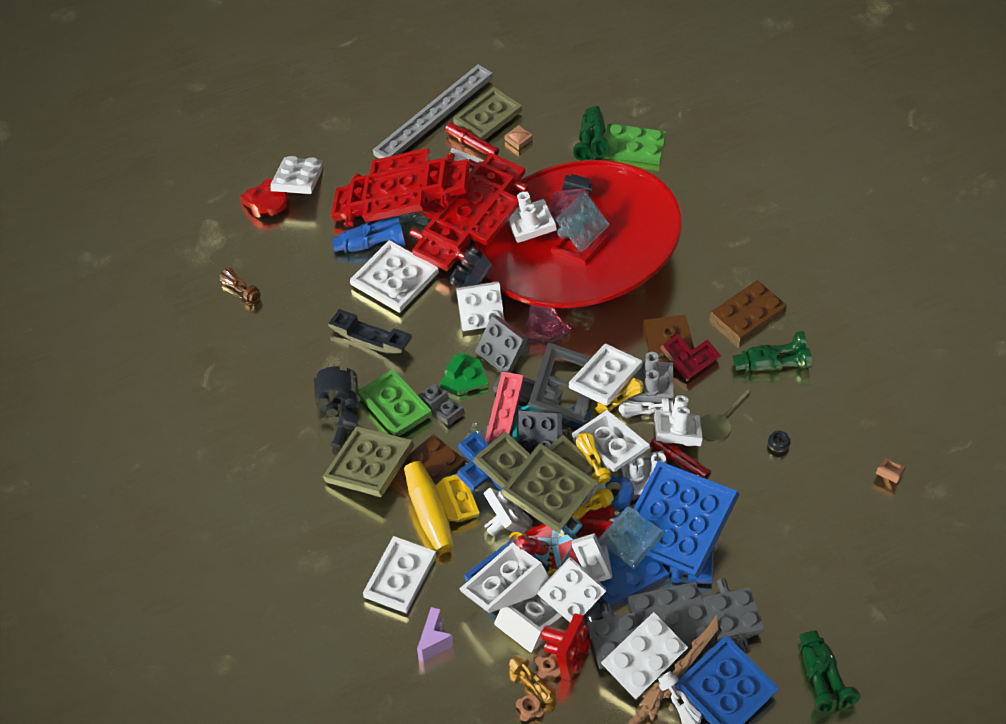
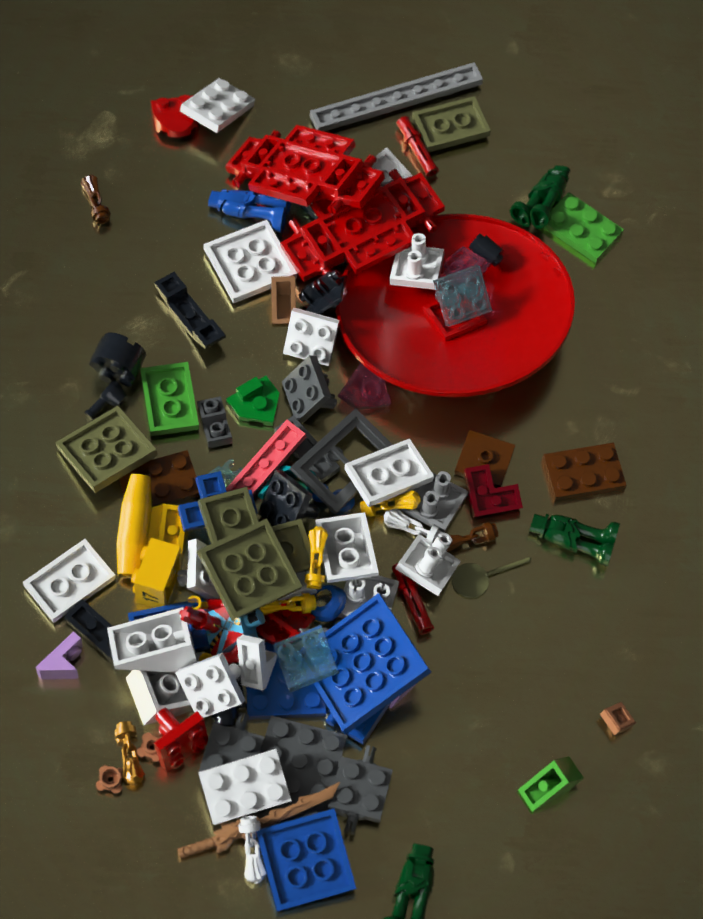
camera: 20 degrees right, 10 degrees up
(394, 286) = (239, 268): white plate -> none
(439, 291) = (282, 298): none -> medium nougat slope
(447, 600) = (91, 627): none -> black plate
(470, 532) = (157, 573): none -> yellow brick
(518, 137) = (467, 165): nougat tile -> none
(706, 384) = (489, 531): none -> reddish brown piece
(779, 436) = (527, 624): black plate -> none
(873, 540) = (550, 783): none -> bright green slope

